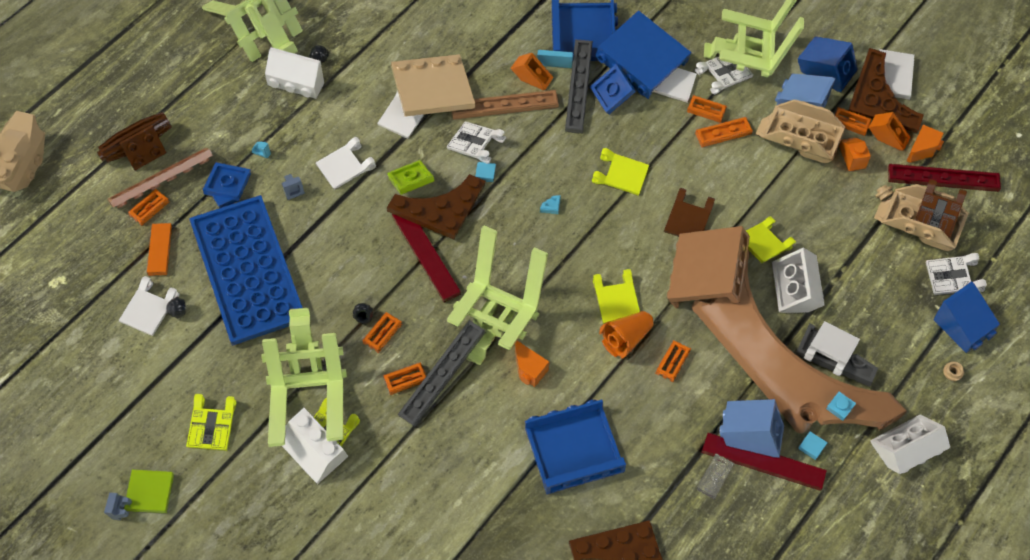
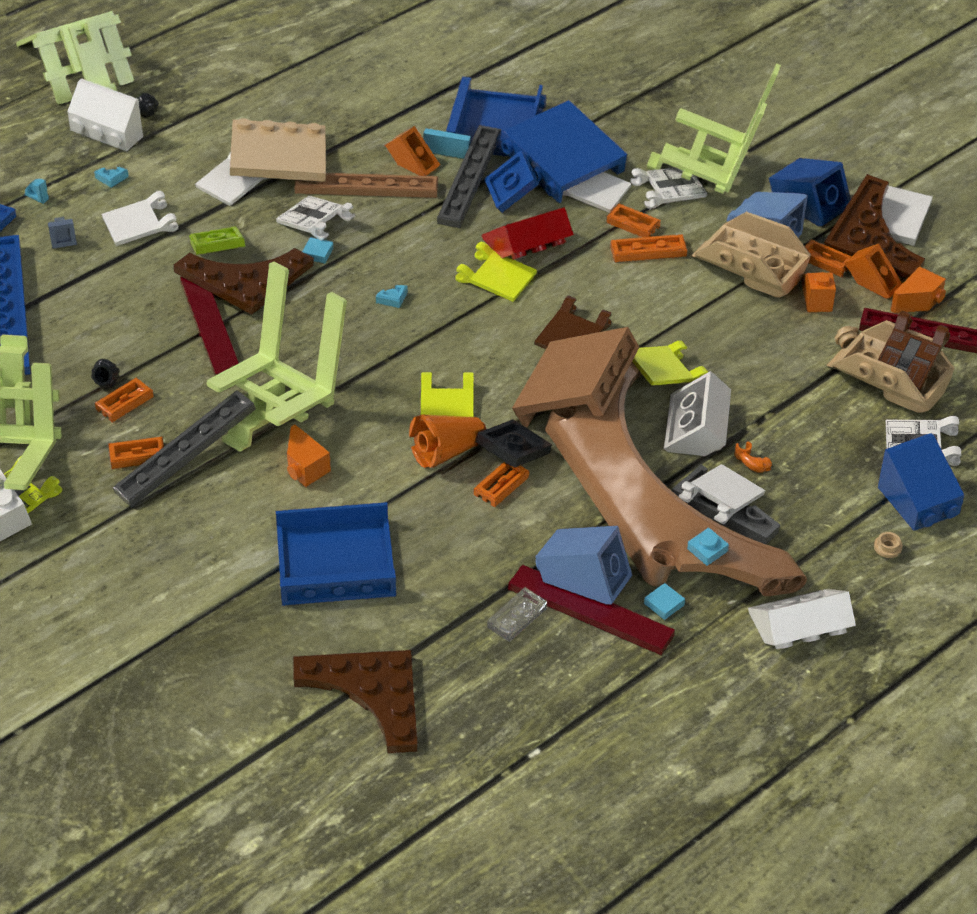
camera: 10 degrees right, 15 degrees down
(312, 125) = (111, 177): none -> medium azure tile
(637, 136) = (530, 234): none -> red slope
(675, 328) = (513, 443): none -> black plate
(847, 315) = (755, 464): none -> orange arm

